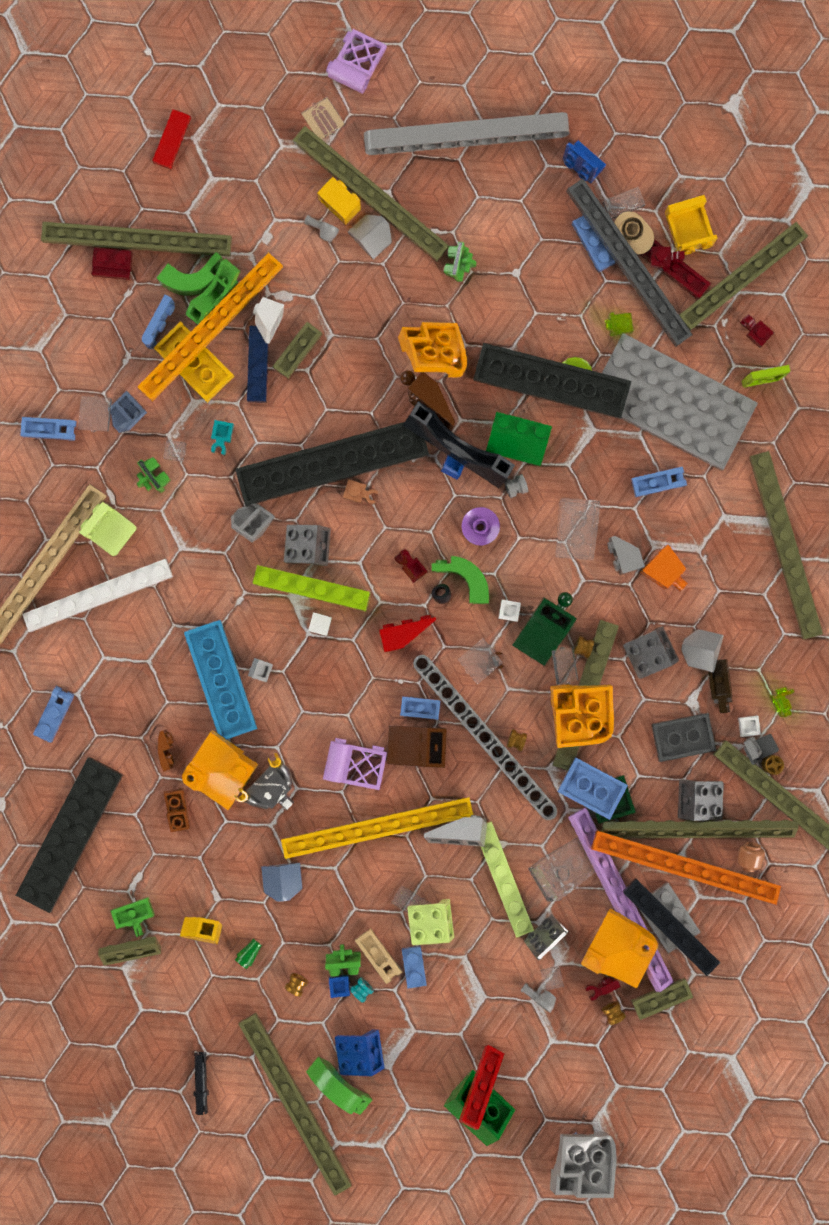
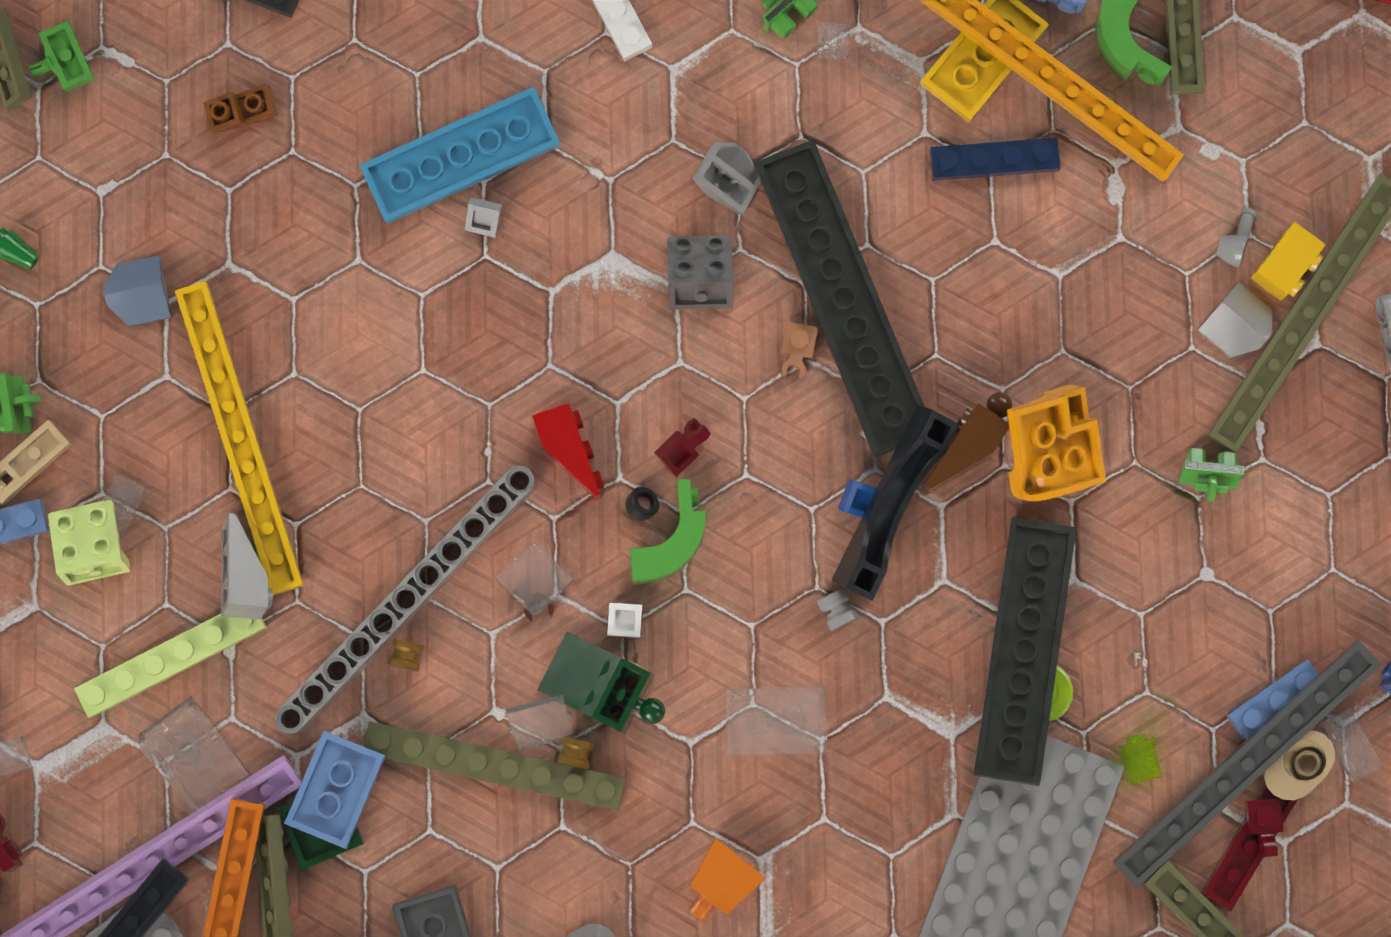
camera: 80 degrees right, 5 degrees down
(165, 742) = (349, 76): dark orange slope -> none
(201, 929) = (47, 169): yellow slope -> none
(219, 770) = (310, 168): light orange slope -> none
(221, 285) = (1117, 83): bright green arch -> none
(222, 433) = (870, 112): teal plate -> none
(268, 317) = (1073, 165): white slope -> none
(270, 787) = (290, 253): flat silver torso -> none
(297, 350) = (1025, 220): olive plate -> none
(311, 588) = (627, 286): lime brick -> none
(320, 624) = (570, 307): white tile -> none
(339, 761) = (341, 362): lavender piece -> none
(417, 746) = (380, 489): reddish brown slope -> none
(420, 708) = (445, 487): medium blue plate -> none
(487, 519) = (769, 540): medium lavender dish -> none
(518, 438) = (919, 604): green slope -> none
(545, 936) = (78, 736): flat silver bracket -> none
(582, 713) = (460, 759): light orange slope -> none
(620, 949) = (66, 865): light orange slope -> none
(626, 555) = (738, 811): light grey slope -> none
(651, 653) = (577, 872): flat silver bracket -> none
(658, 482) = (873, 854): medium blue plate -> none
(690, 225) = (1328, 866): yellow panel -> none

